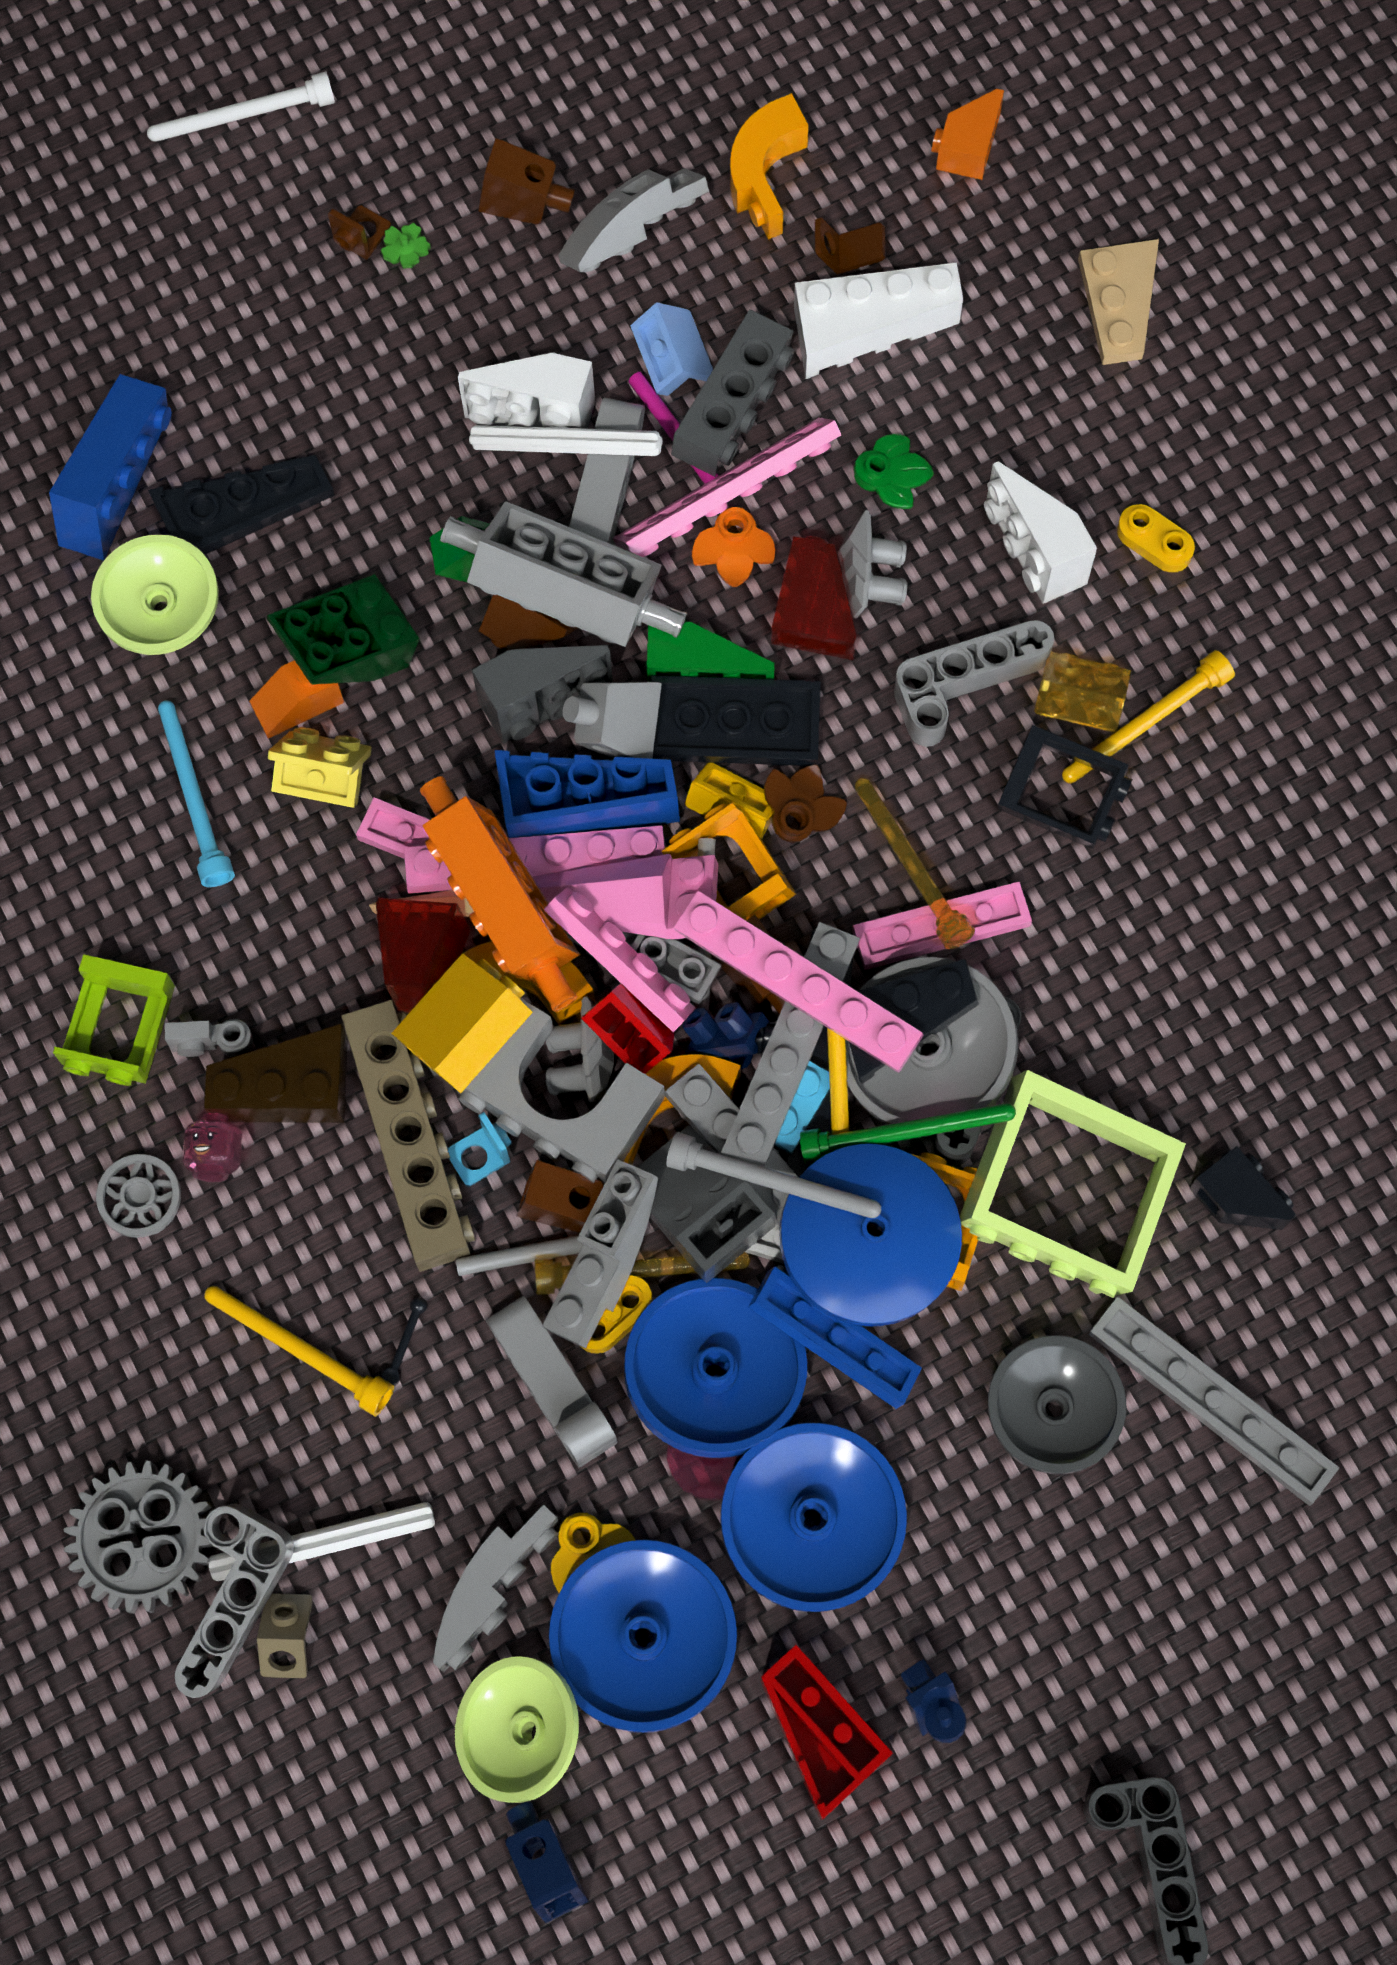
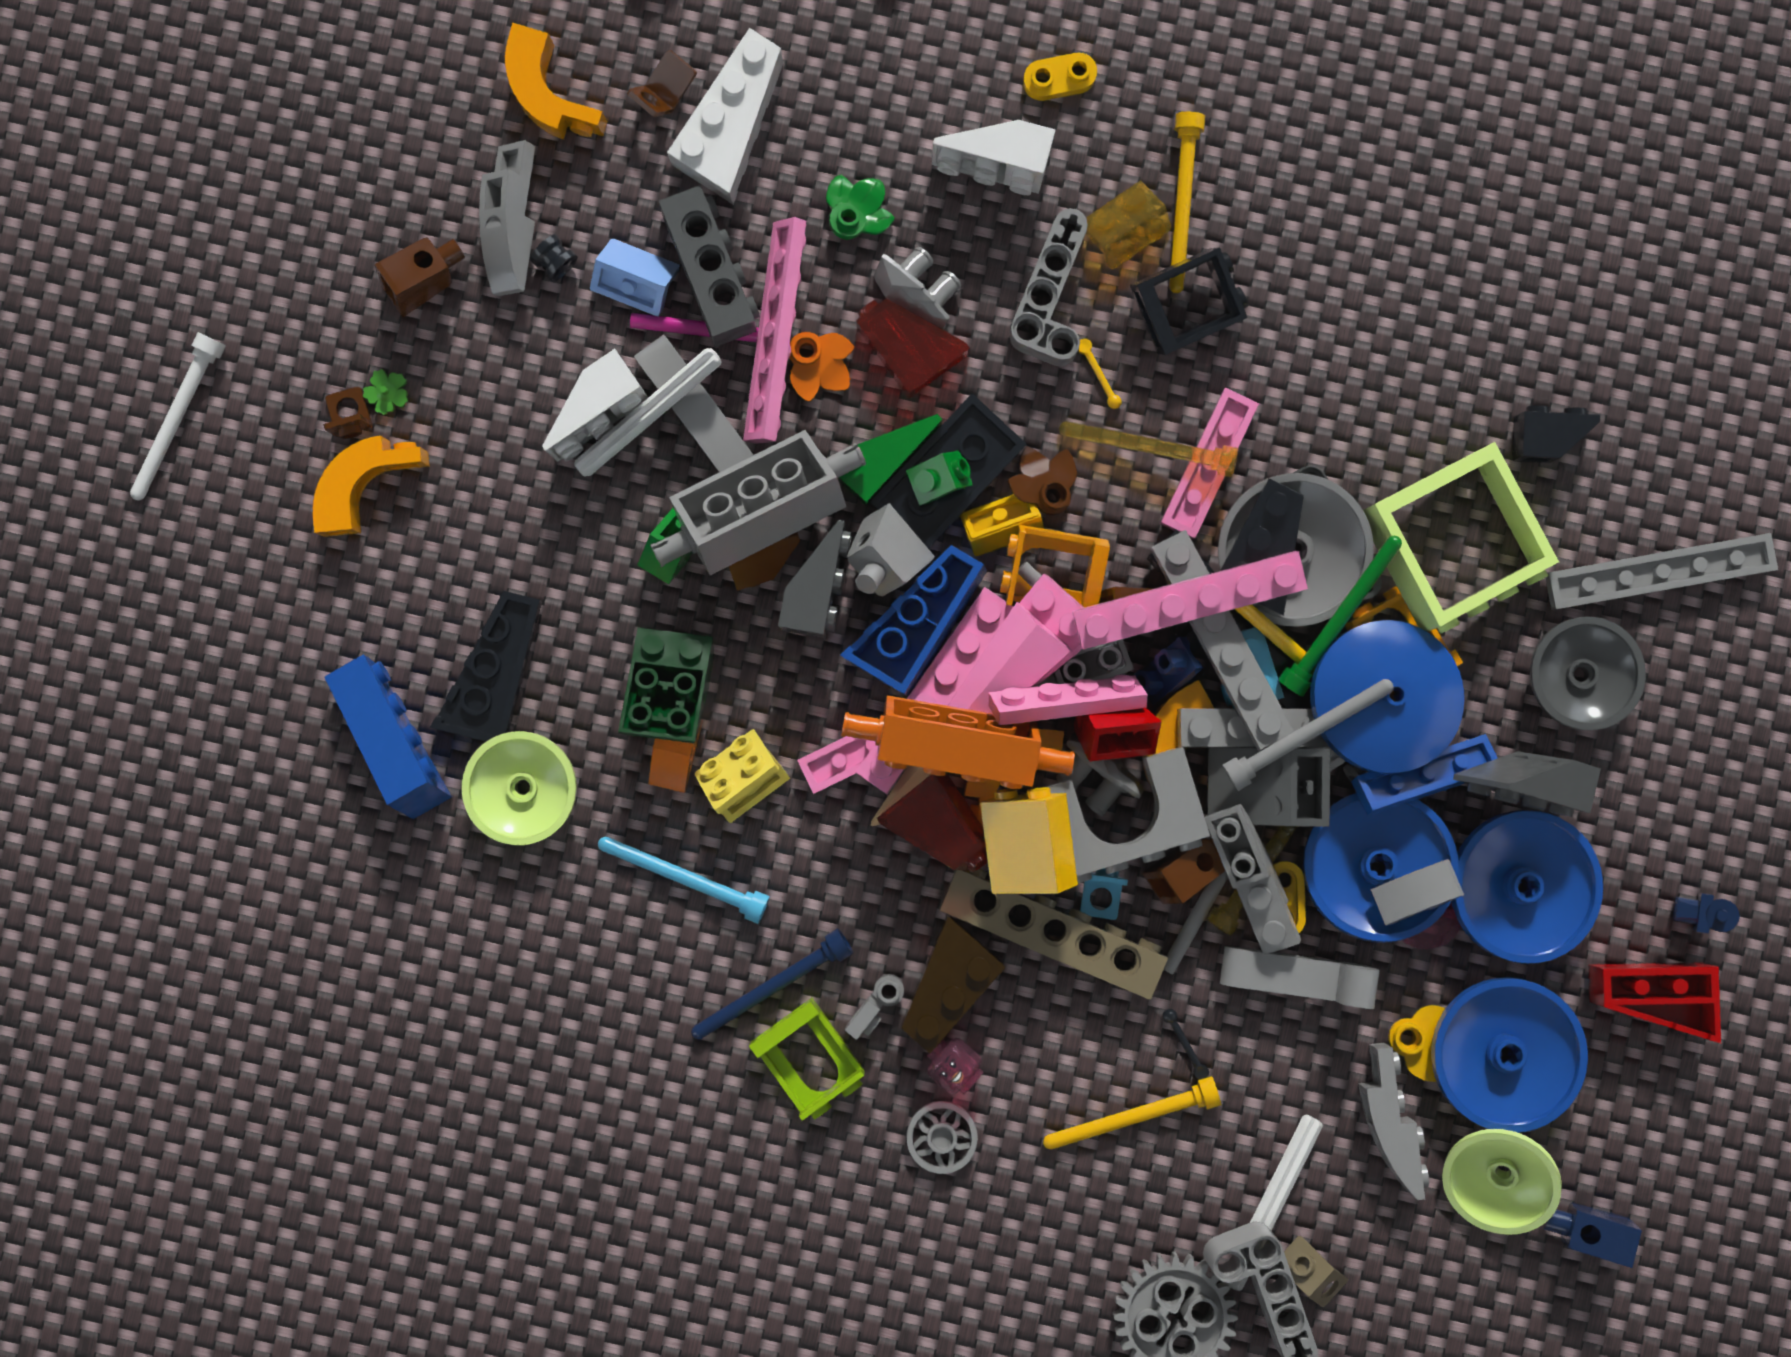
camera: 45 degrees left, 15 degrees up
(234, 964) = (831, 949): none -> dark blue piece
(306, 268) = (348, 474): none -> light orange arch
(630, 276) = (553, 258): none -> black wheel
(719, 1407) = (1417, 892): none -> light grey slope
(723, 707) = (939, 476): none -> green bracket
(917, 1439) = (1536, 781): none -> dark grey slope
(947, 747) = (1113, 400): none -> yellow hinge

